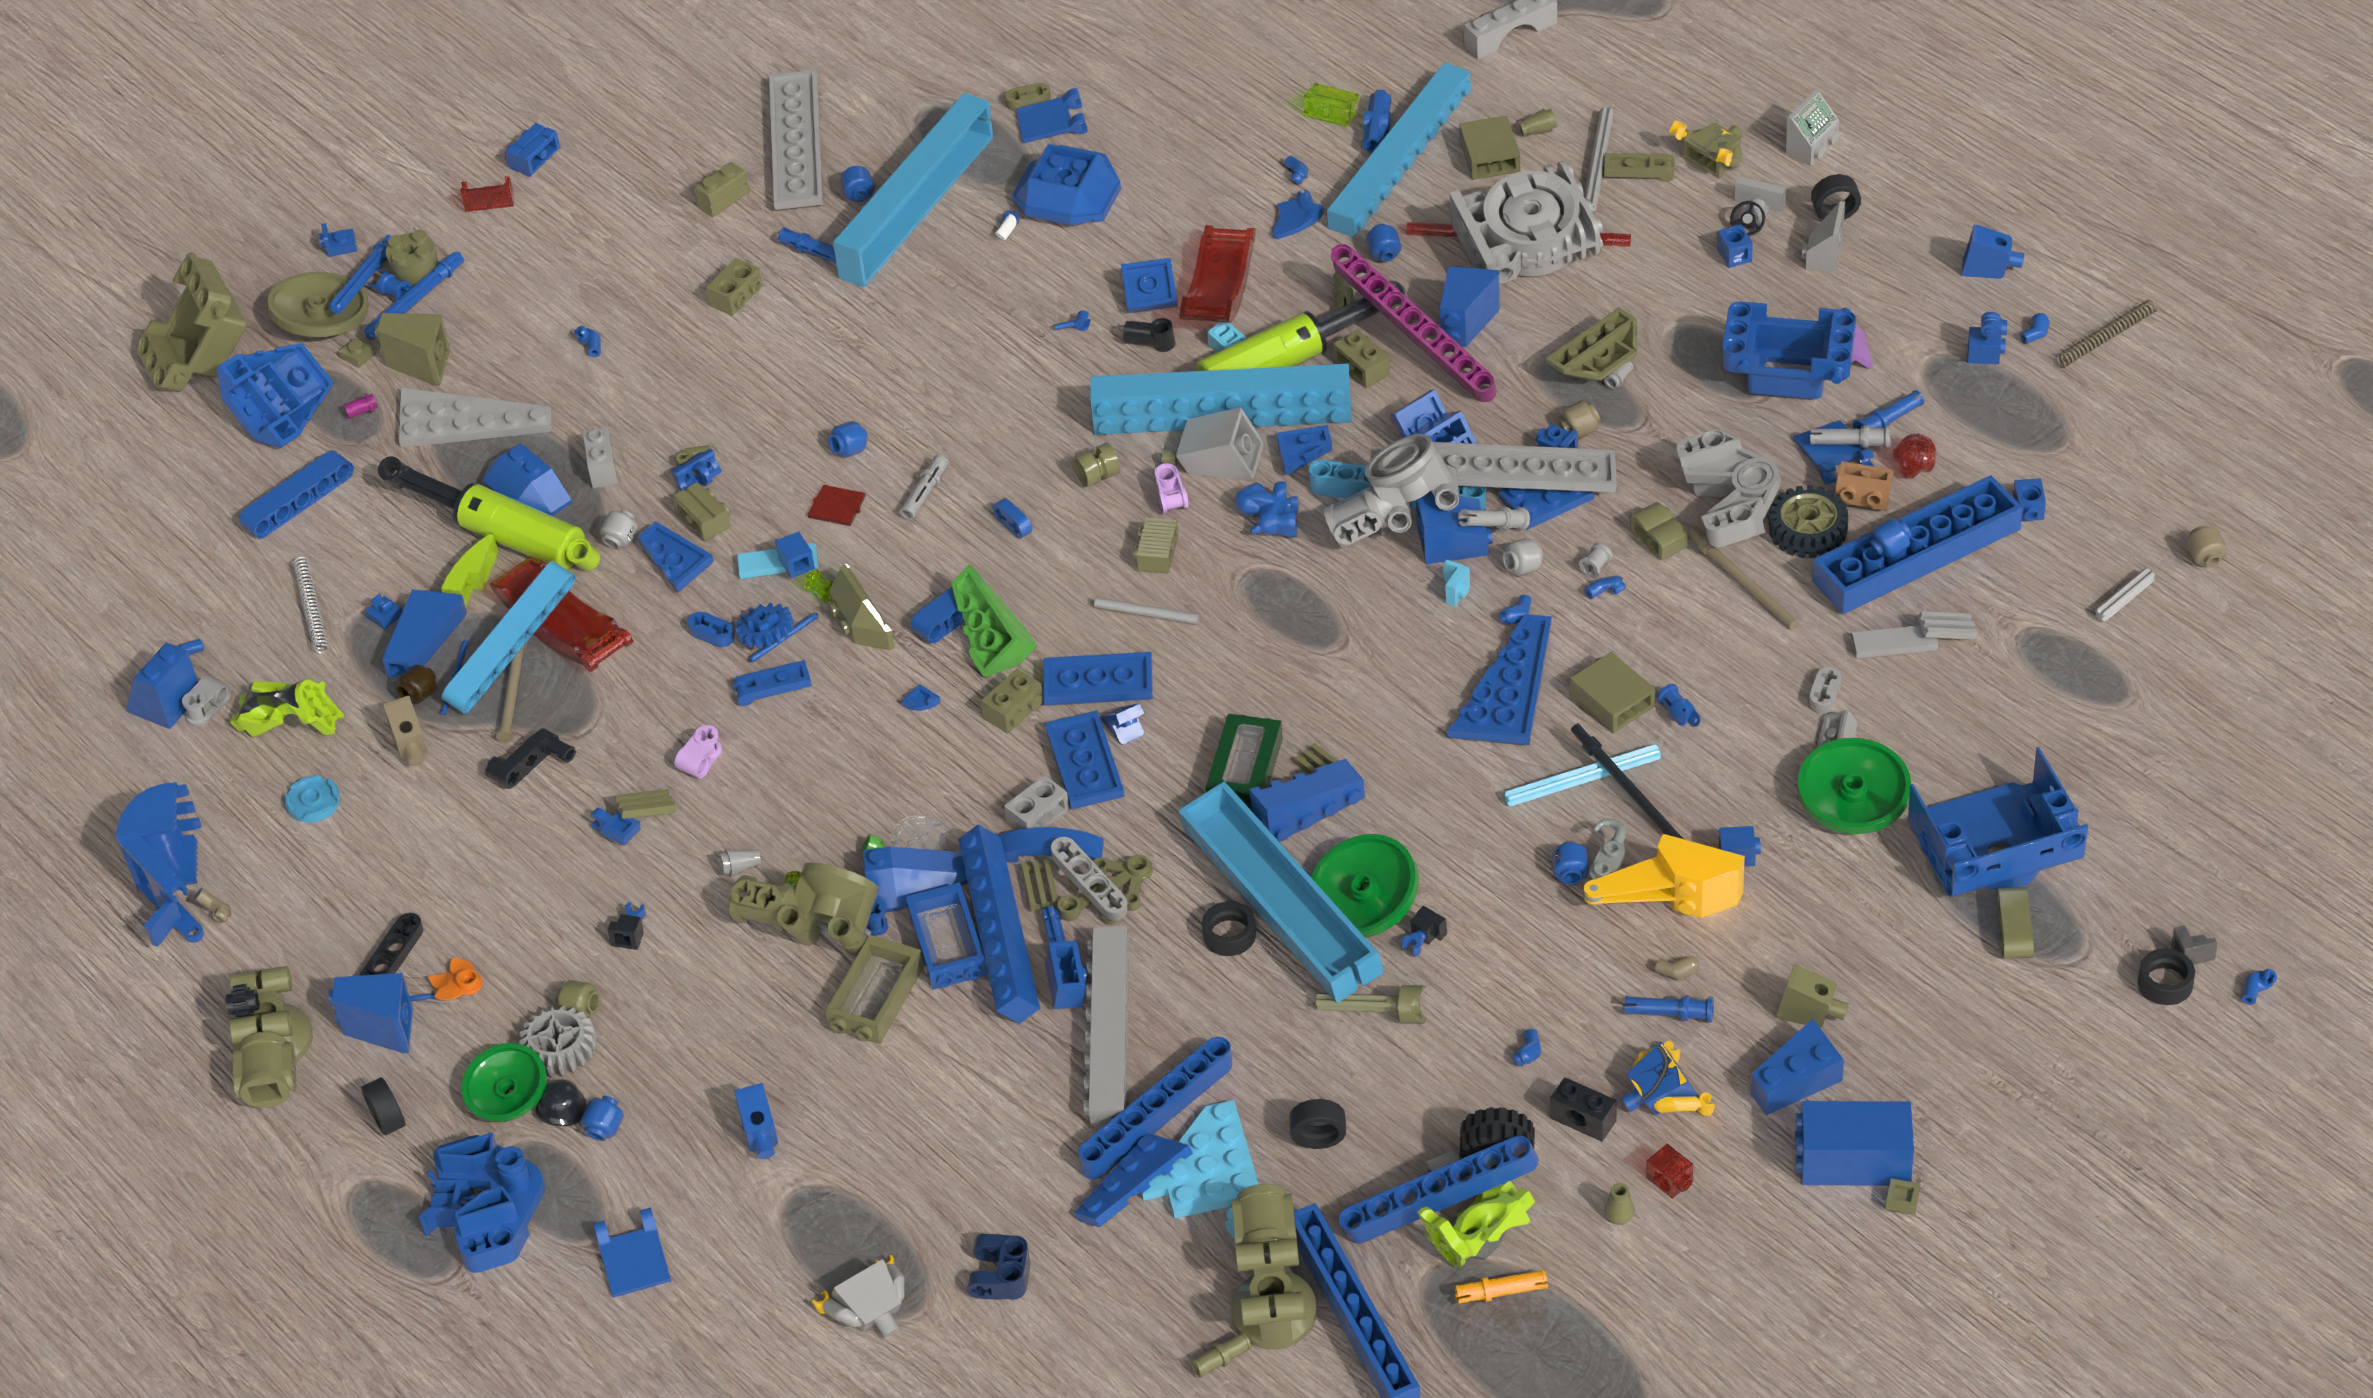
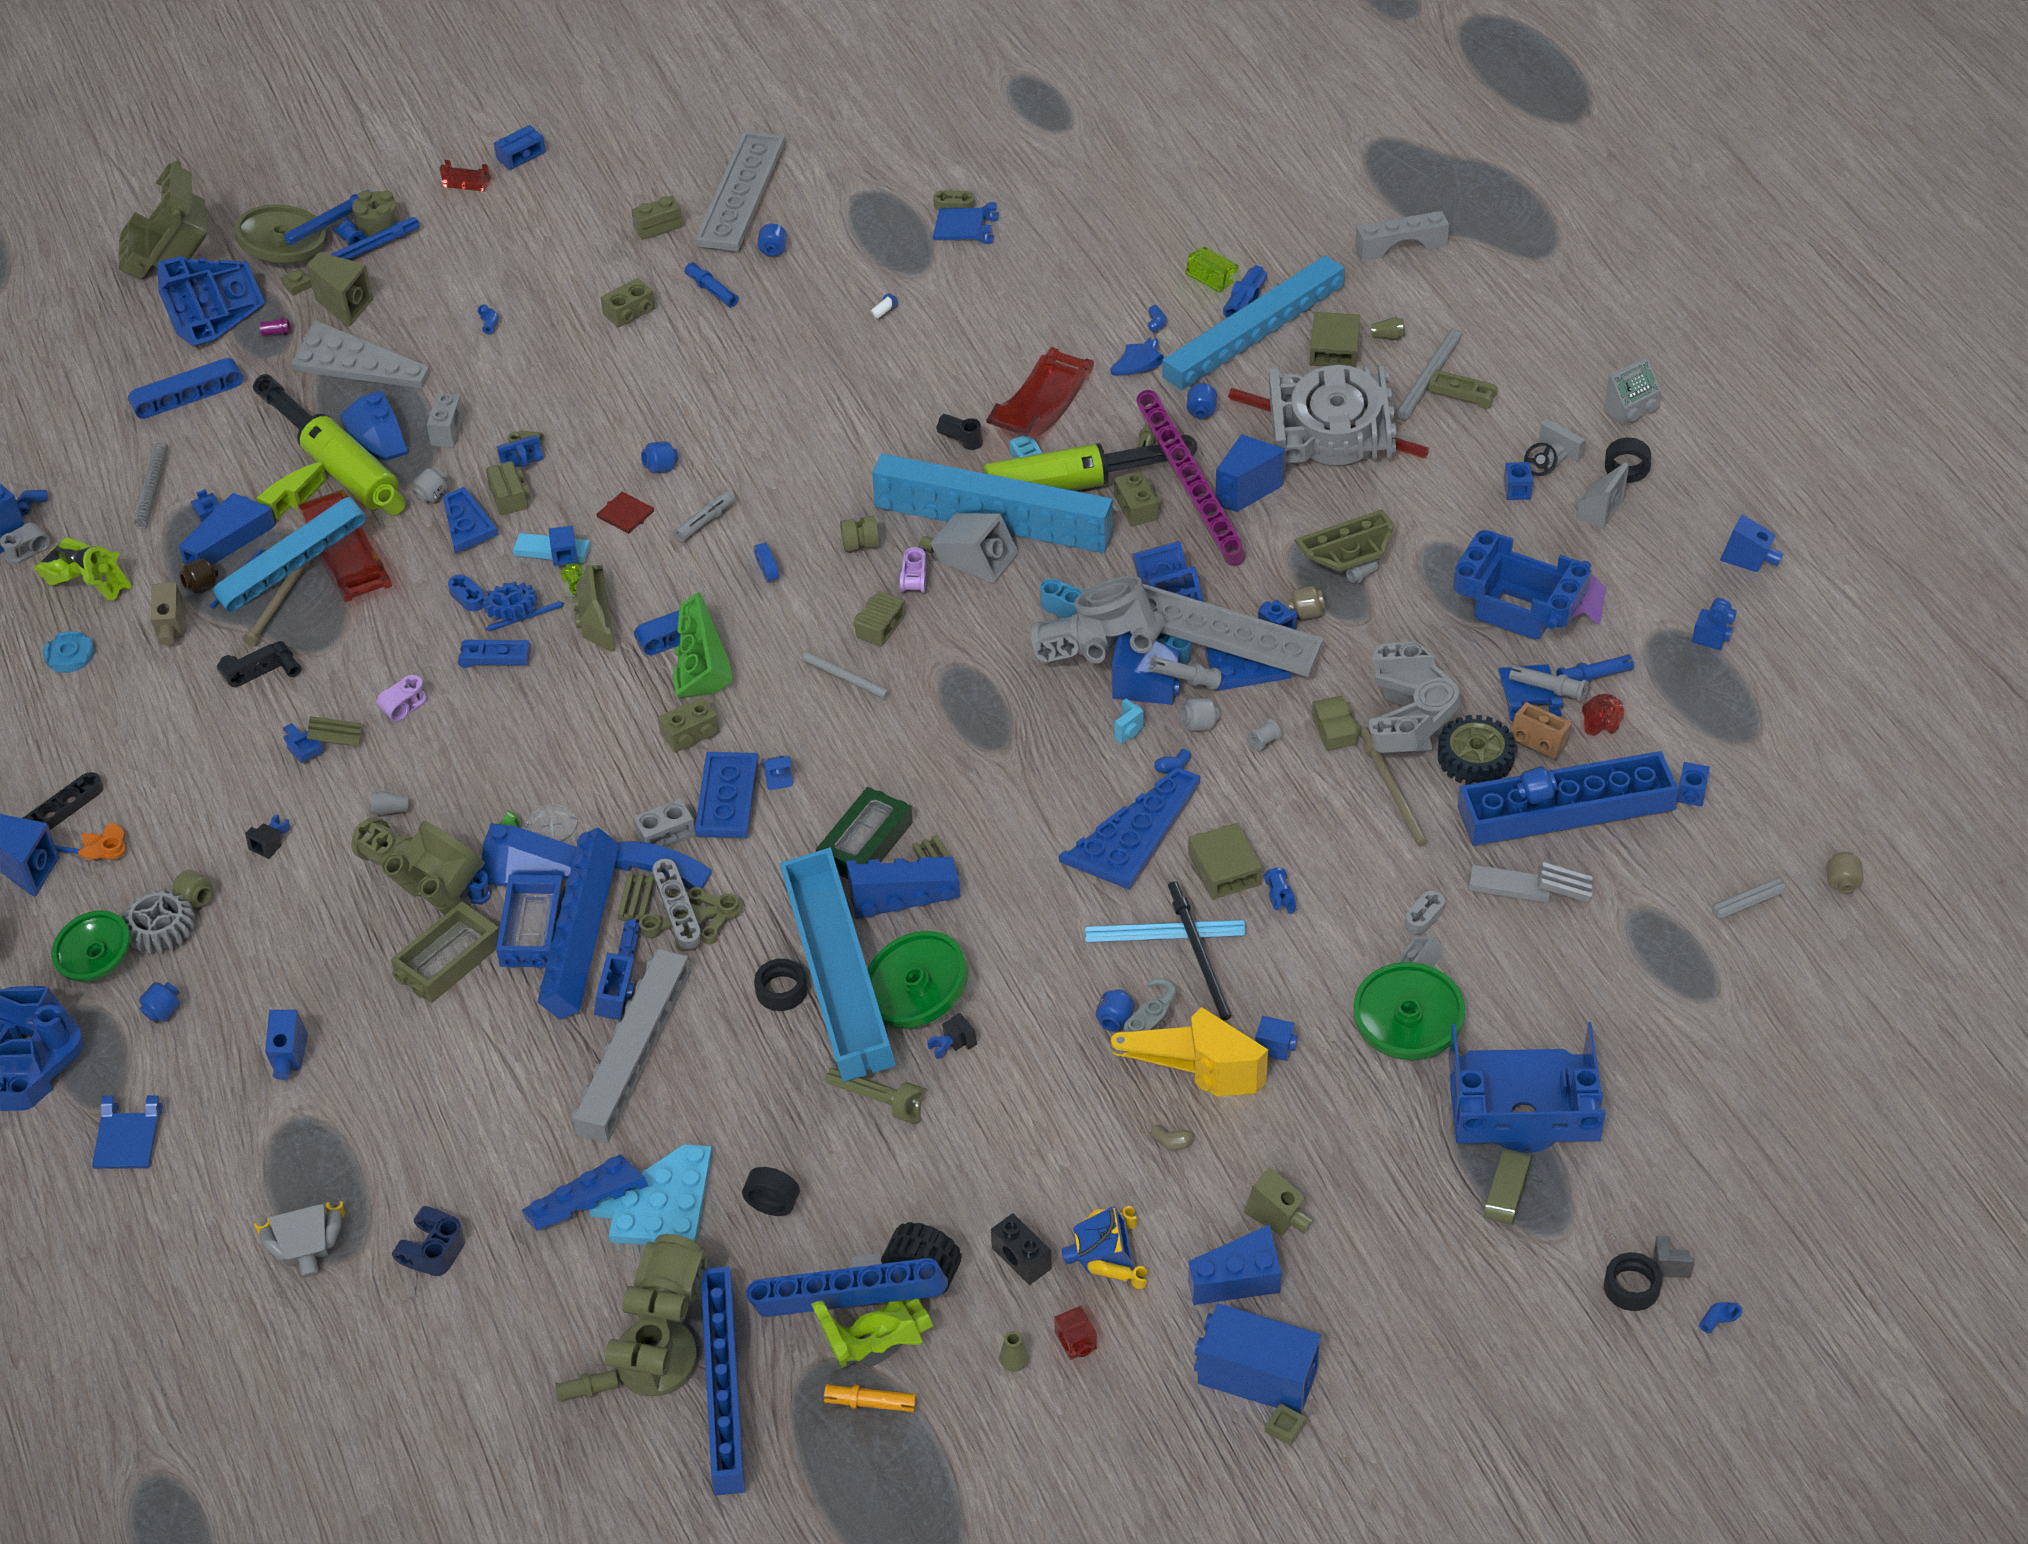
camera: 15 degrees right, 0 degrees up
(337, 242) = (326, 186): blue bracket -> none
(561, 1103) = (133, 978): black helmet -> none
(913, 190) = (814, 256): dark azure piece -> none
(920, 699) = (613, 702): blue tile -> none
(1068, 186) = (951, 285): blue piece -> none
(1080, 323) = (906, 406): blue hand -> none
(1098, 678) = (773, 724): blue plate -> none
(1149, 285) = (978, 387): blue hinge -> none
(1155, 1107) = (638, 1132): blue beam -> none
(1274, 510) = (993, 612): blue animal -> none
(1303, 446) = (1049, 563): blue wing -> none
(1530, 1050) = (999, 1178): blue arm -> none
(1602, 584) = (1261, 759): blue arm -> none
(1684, 1007) = (1158, 1178): blue pin -> none
(1711, 147) = (1534, 388): olive torso -> none
(2039, 329) = (1771, 627): blue arm -> none
(2094, 334) = (1837, 644): dark tan piece -> none

